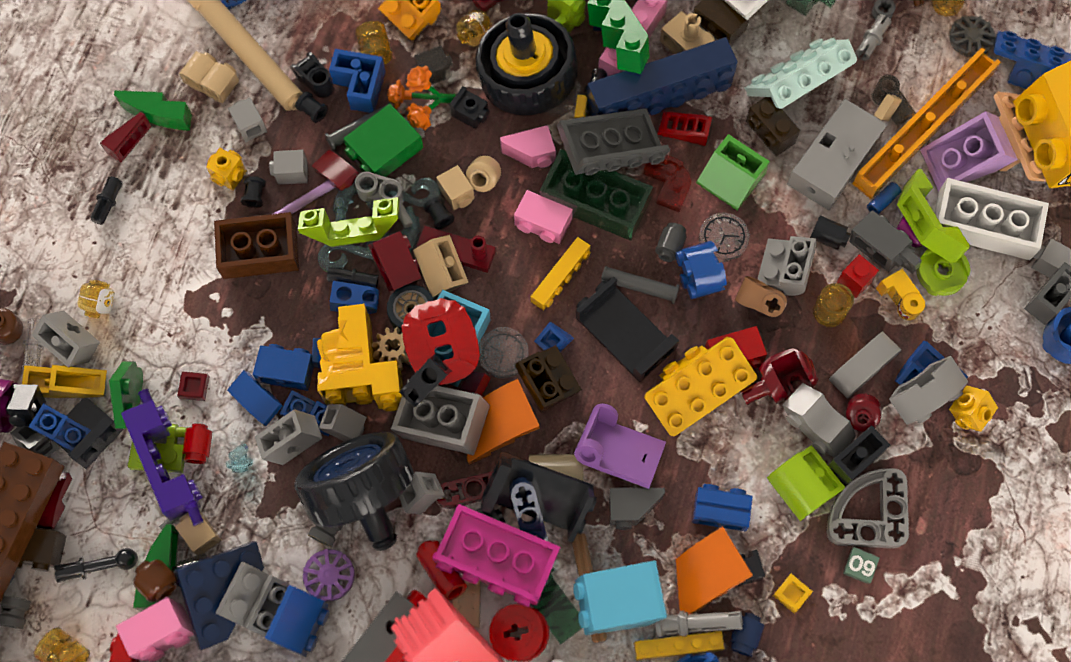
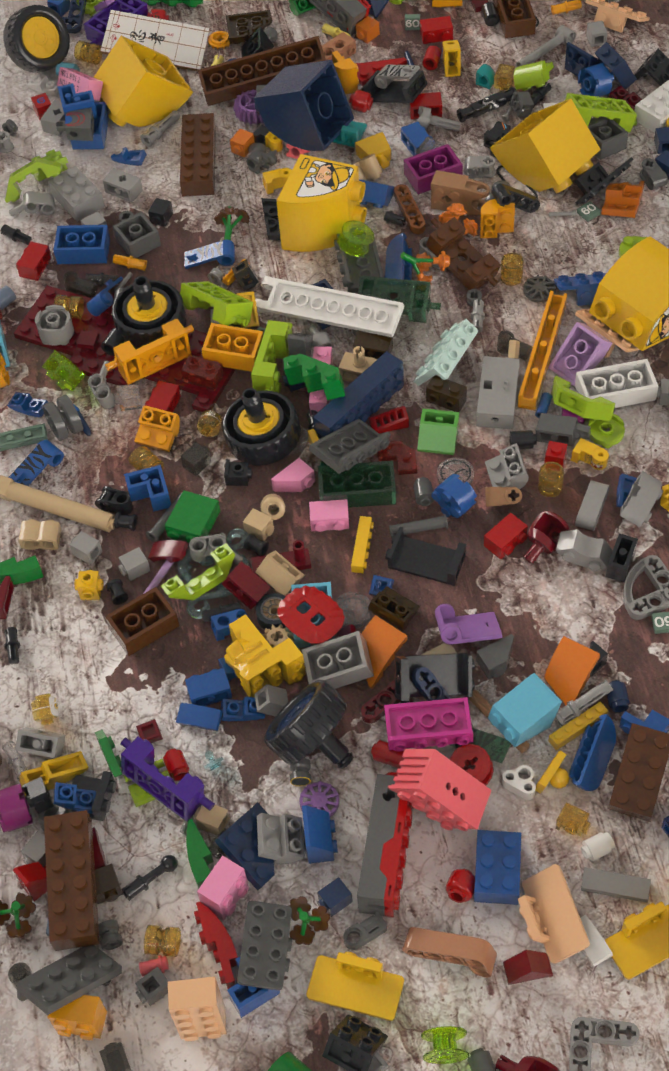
camera: 25 degrees left, 15 degrees down
(154, 580) = (204, 854): reddish brown head -> none
(288, 437) = (240, 725): light grey brick -> none
(417, 81) = (196, 465): orange plant -> none
(421, 493) = (353, 718): light grey brick -> none
(425, 380) = (317, 639): black leg -> none
(699, 384) = (495, 564): yellow bracket -> none
(722, 508) = (551, 631): blue brick -> none
(792, 593) = (630, 660): yellow tile -> none
(805, 482) = (598, 590): lime brick -> none
(863, 412) = (608, 524): dark red head -> none

